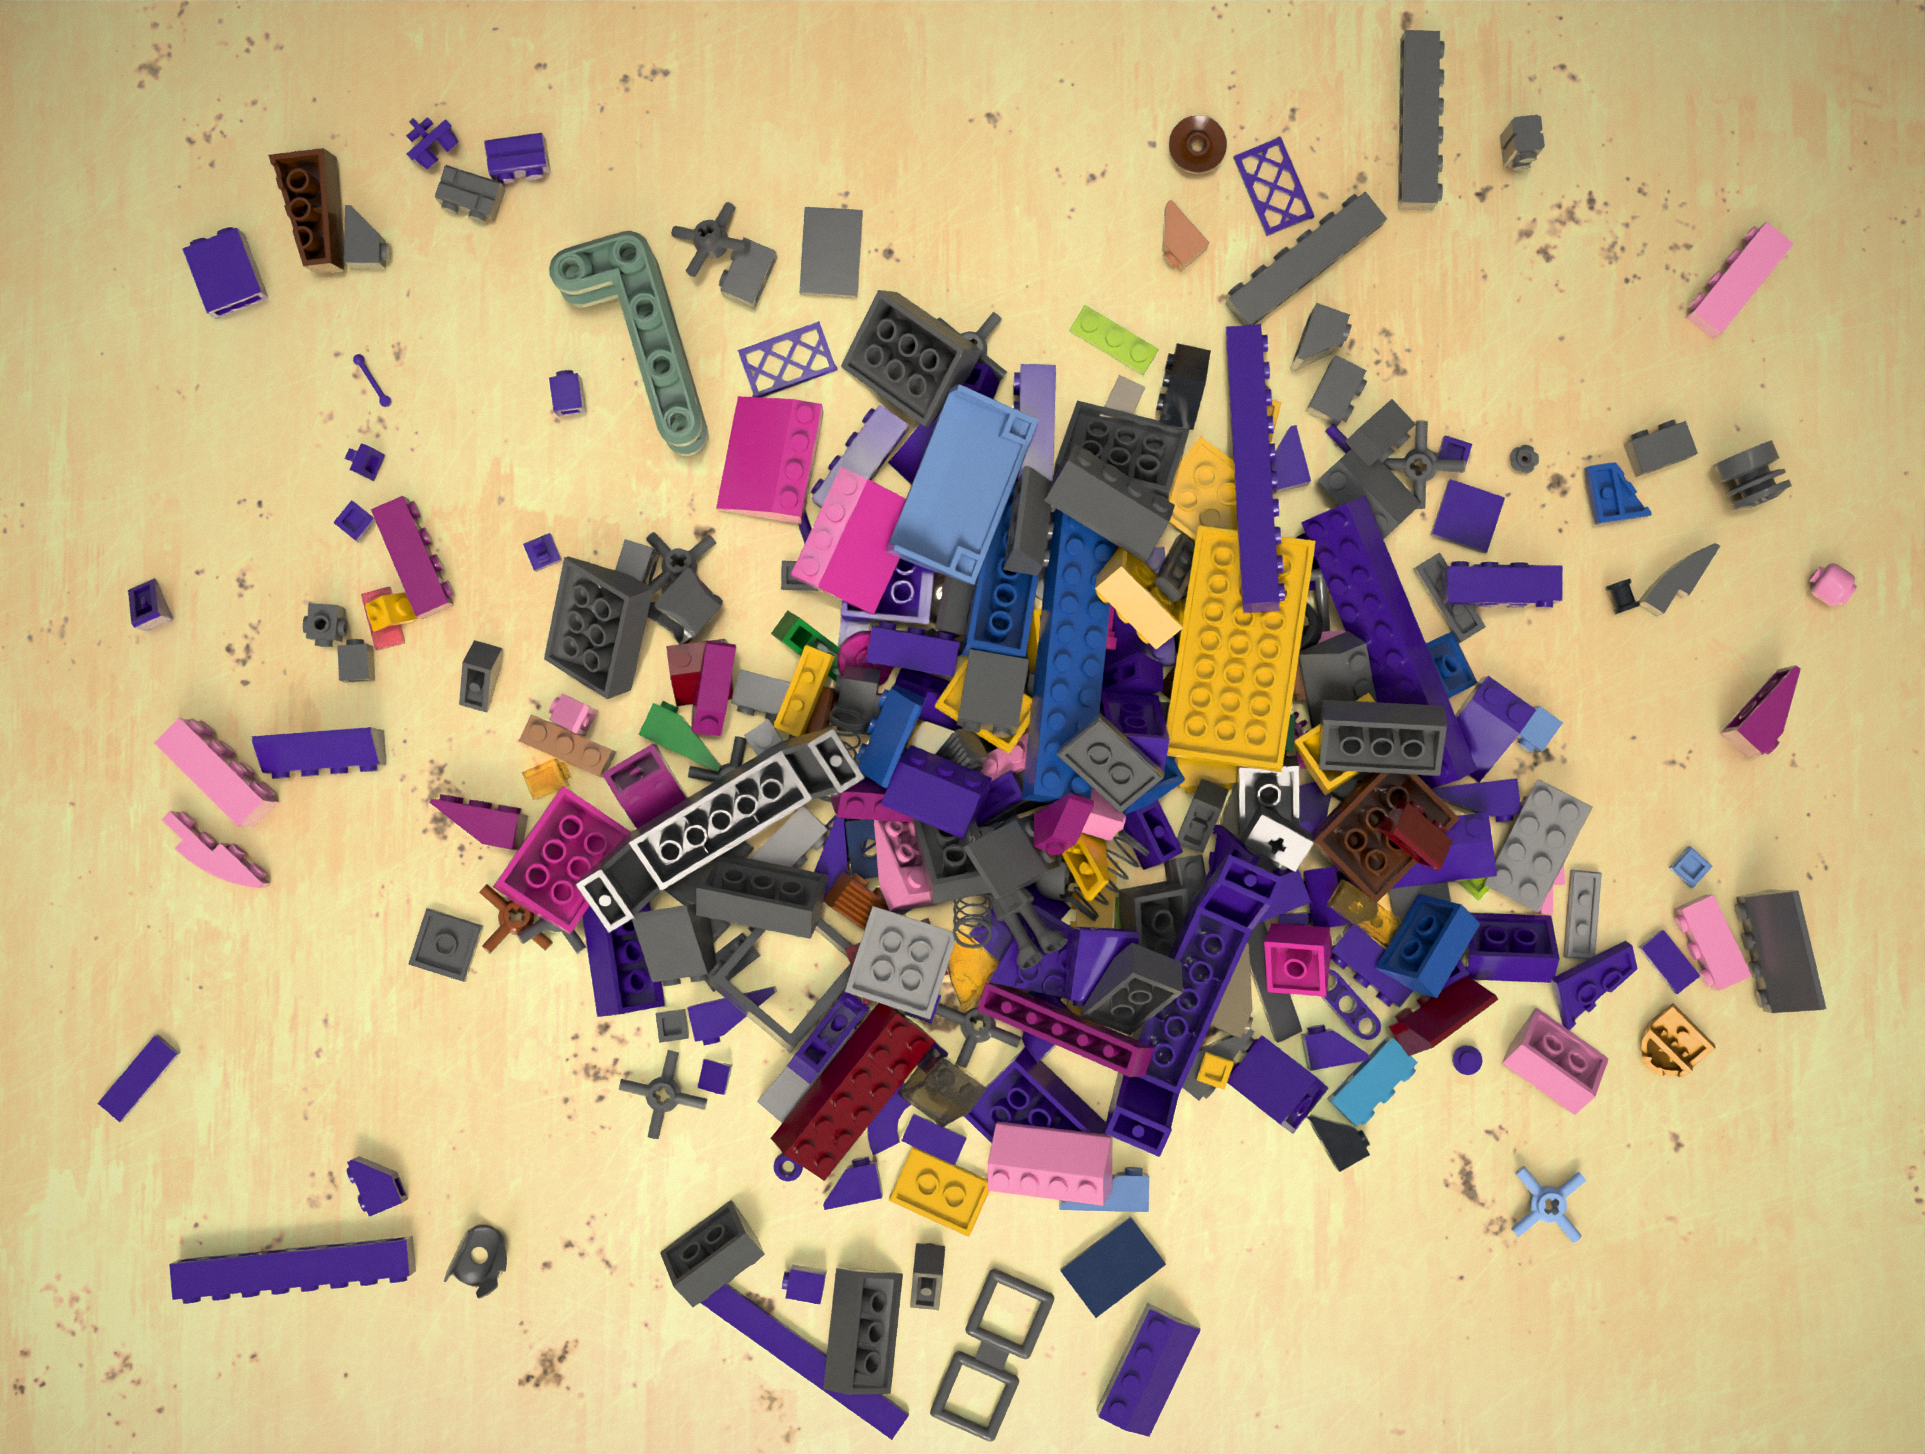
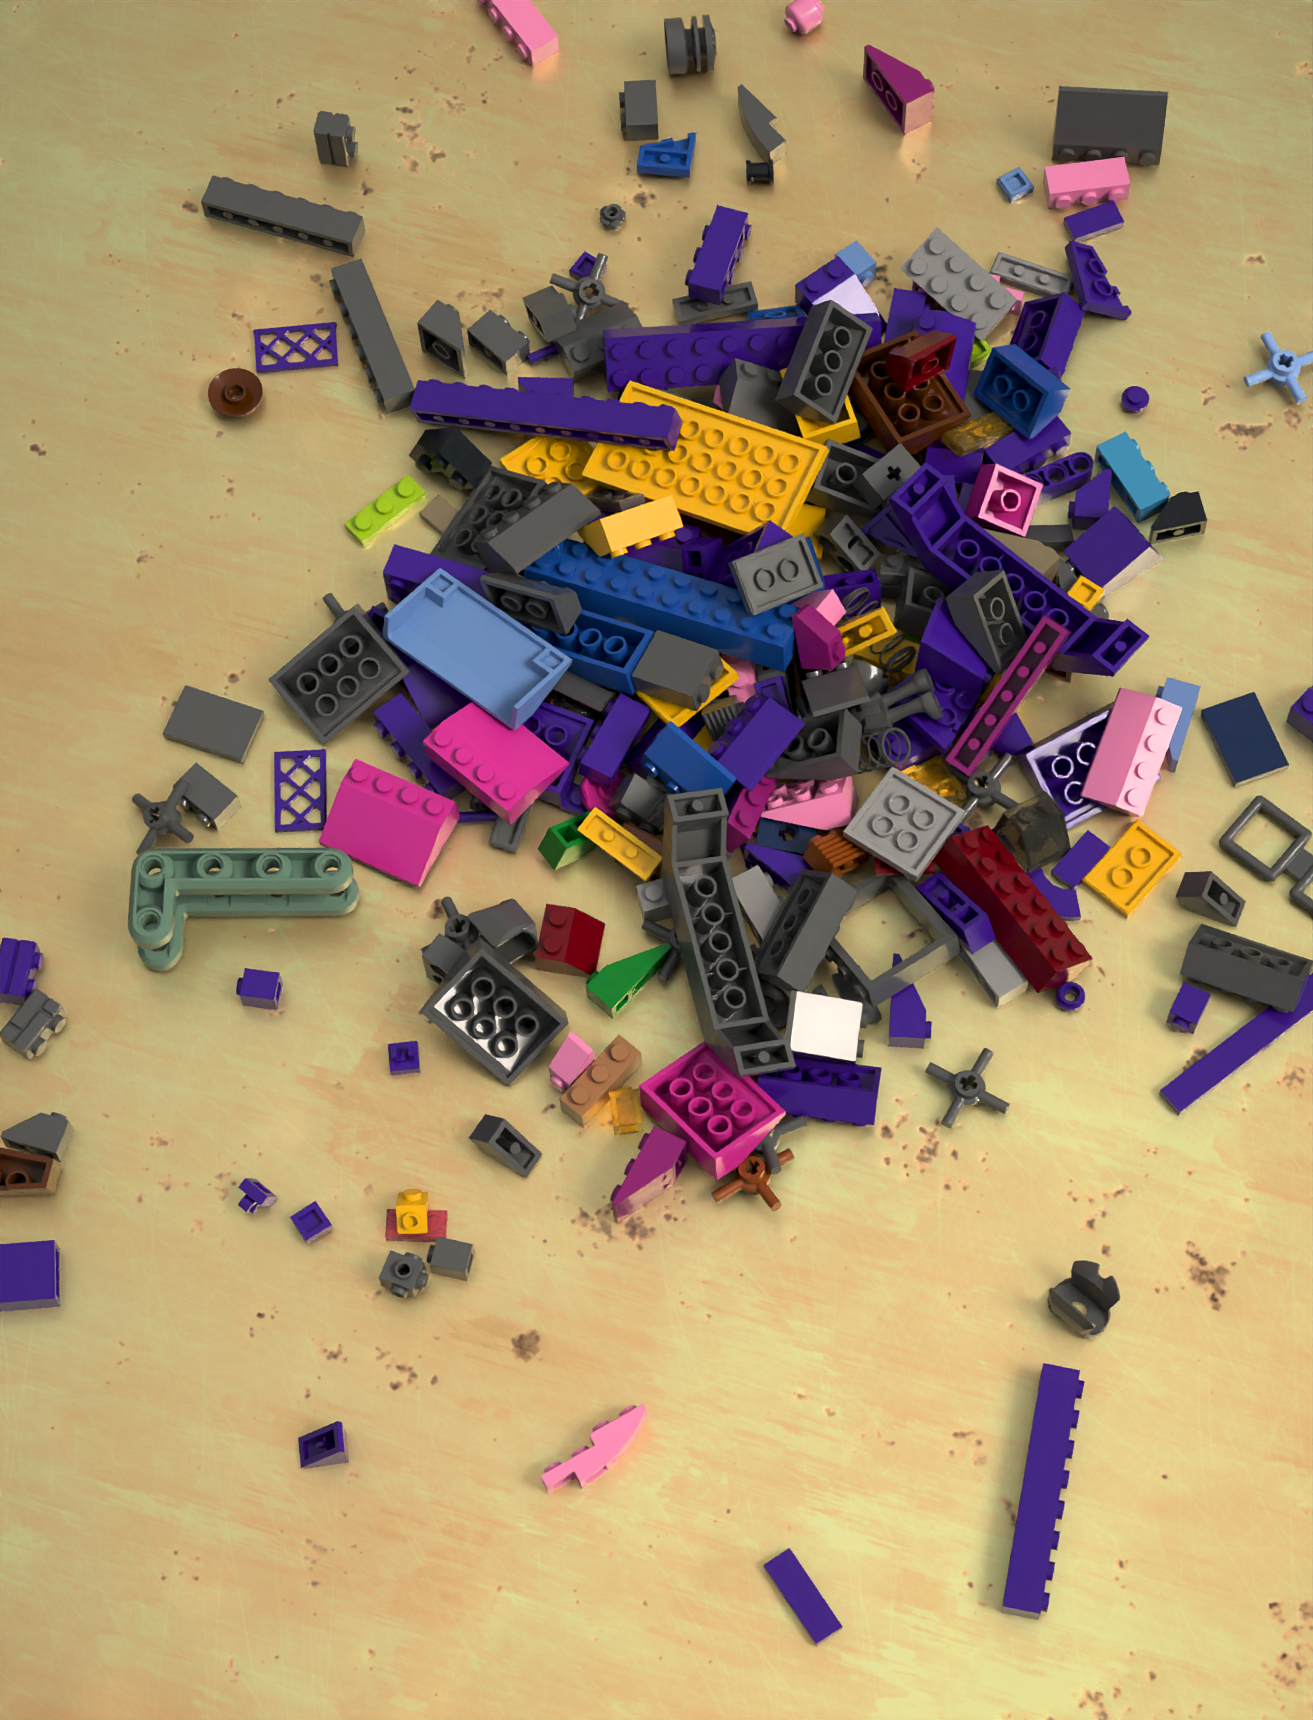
camera: 70 degrees left, 20 degrees down
(217, 771) = (517, 1416): bright pink brick -> none
(320, 751) = (528, 1312): dark purple slope -> none
(378, 1185) = (981, 1383): dark purple slope -> none
(384, 400) = (202, 1165): dark purple hinge -> none
(412, 557) = (366, 1175): magenta brick -> none
(446, 945) = (759, 1255): dark grey tile -> none
(645, 785) = (663, 1018): magenta slope -> none
(672, 1025) = (902, 1065): dark grey tile -> none
(711, 1254) = (1135, 1082): dark grey slope -> none
(713, 688) = (592, 926): magenta slope -> none
(714, 1076) = (964, 1038): dark purple slope -> none
(759, 693) = (610, 892): brick -> none
(856, 1185) = (1104, 937): dark purple slope -> none
(1181, 239) = (313, 429): nougat slope -> none
(1440, 1016) = (1089, 400): dark red slope -> none
(1467, 516) = (647, 272): dark purple tile -> none
(1556, 1061) = (1157, 329): bright pink slope -> none
(1674, 1043) = (1167, 235): slope -> none

